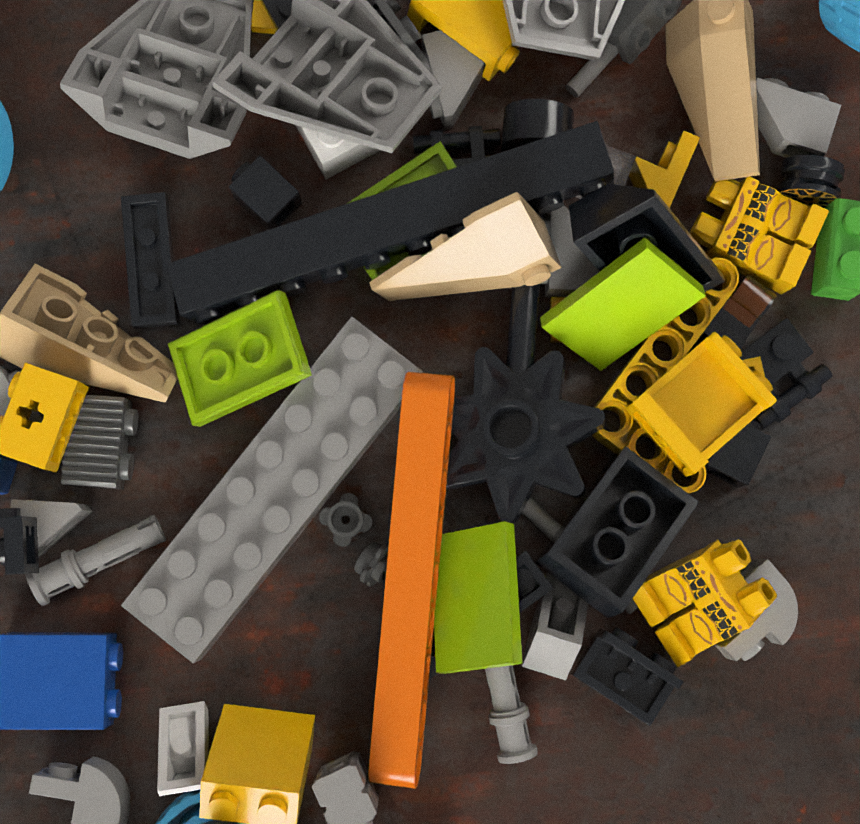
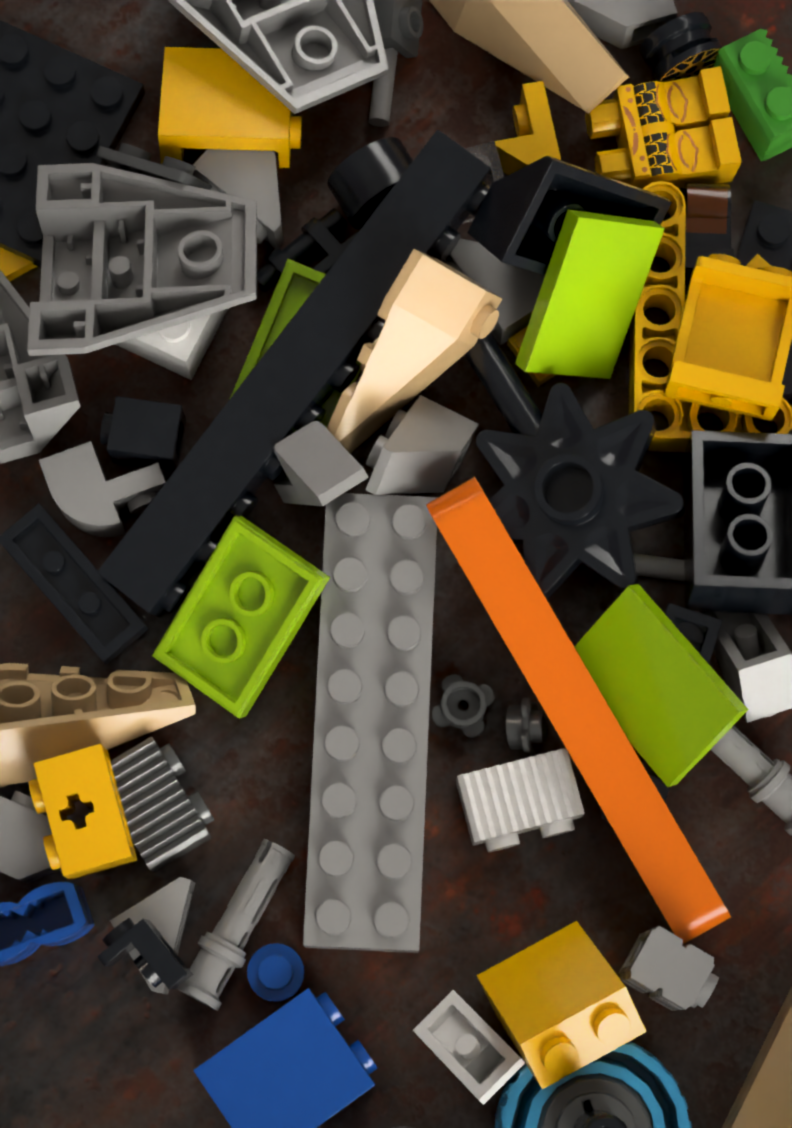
camera: 30 degrees left, 5 degrees down
(99, 607) = (275, 972): none -> blue plate
(199, 208) = (92, 501): none -> light grey brick
(335, 608) = (519, 799): none -> white brick
(355, 294) = (315, 467): none -> light grey slope
(436, 331) = (420, 450): none -> light grey slope

